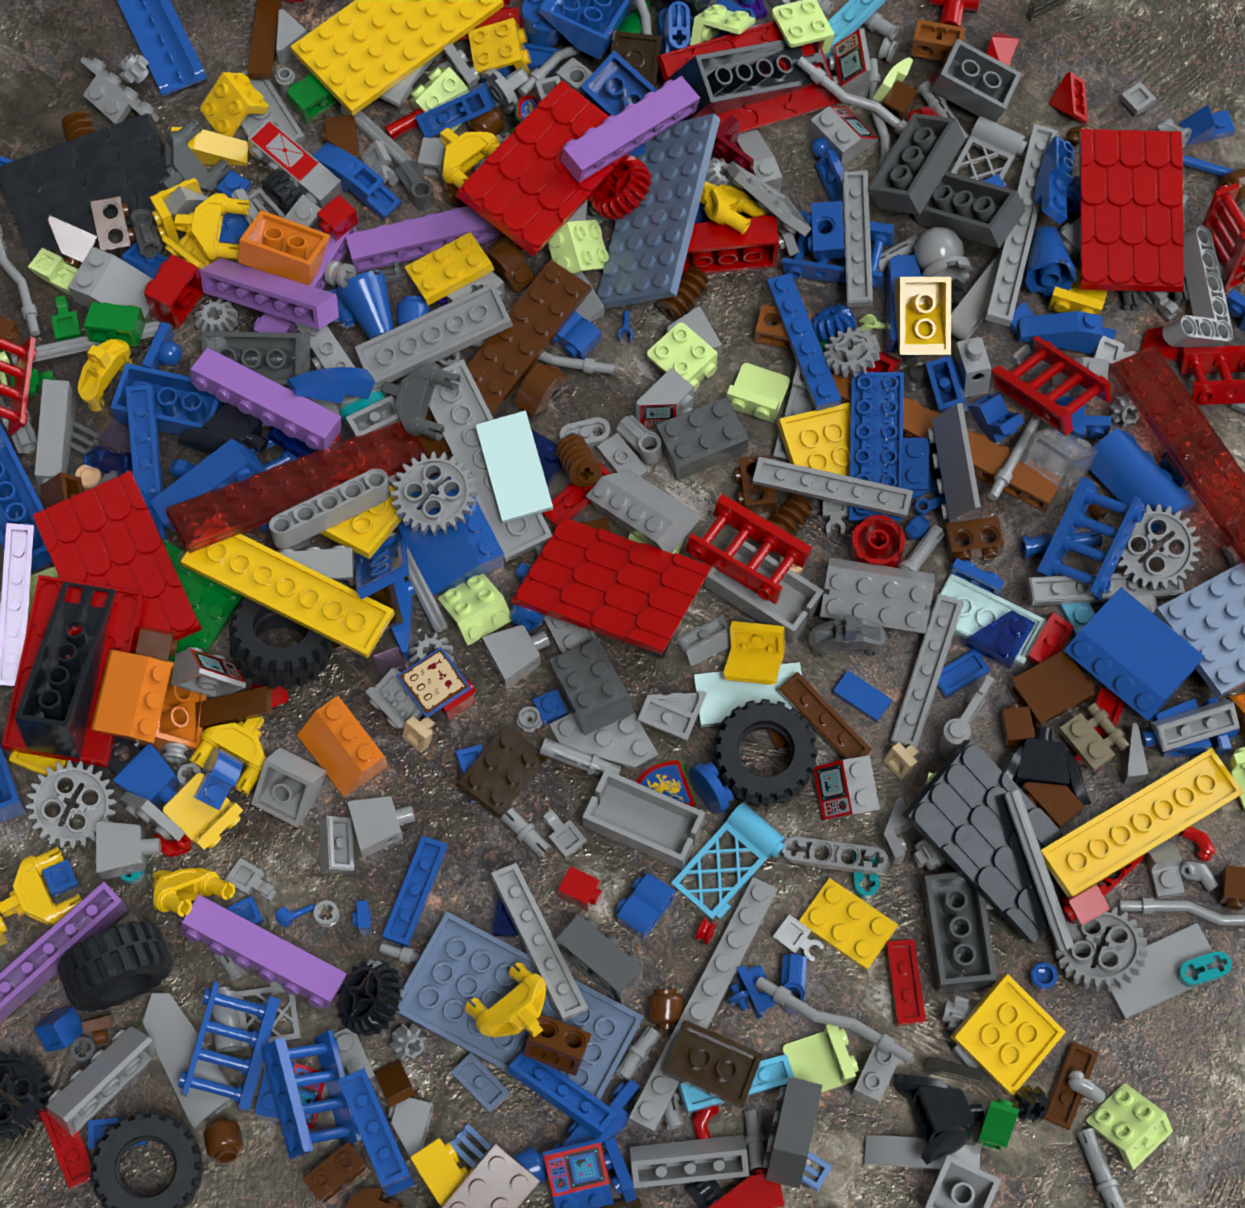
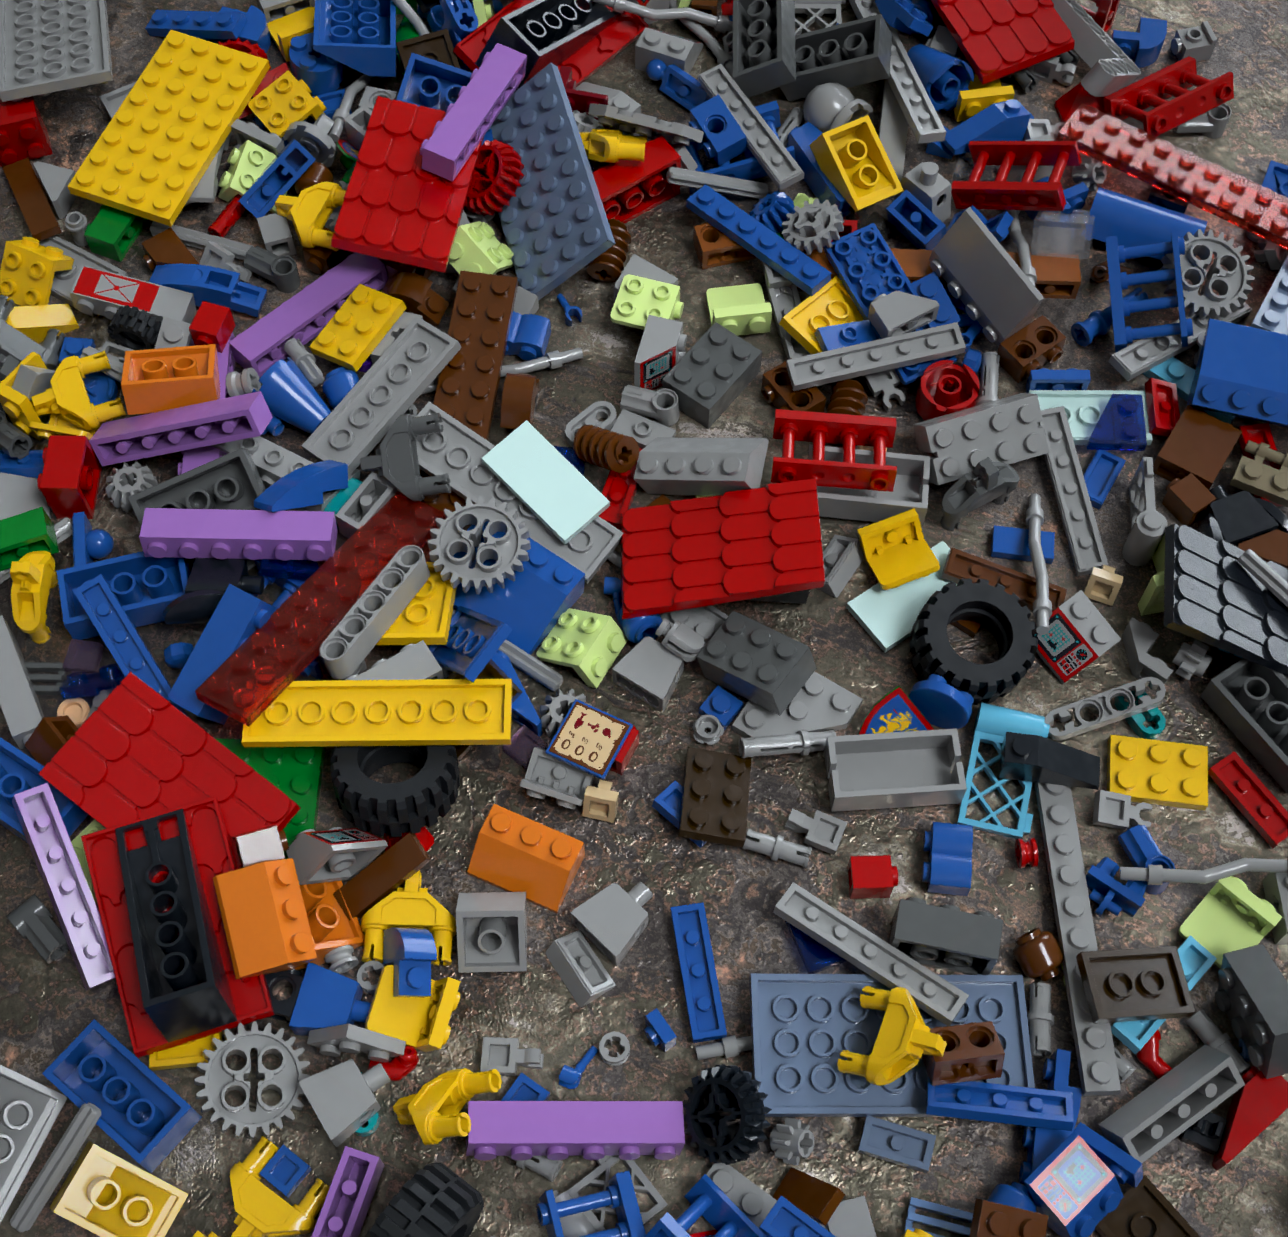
camera: 30 degrees left, 5 degrees down
(394, 277) = (304, 361): none -> light grey axle
(544, 640) = (680, 640): none -> light grey arm
(672, 713) = (852, 650): light grey wing -> none
(761, 873) = (1047, 761): none -> black slope
(803, 275) = (717, 182): none -> light grey axle
(822, 458) = (844, 335): none -> blue plate
(832, 752) = (1042, 605): none -> light grey bar
(872, 462) = (901, 313): none -> light grey slope

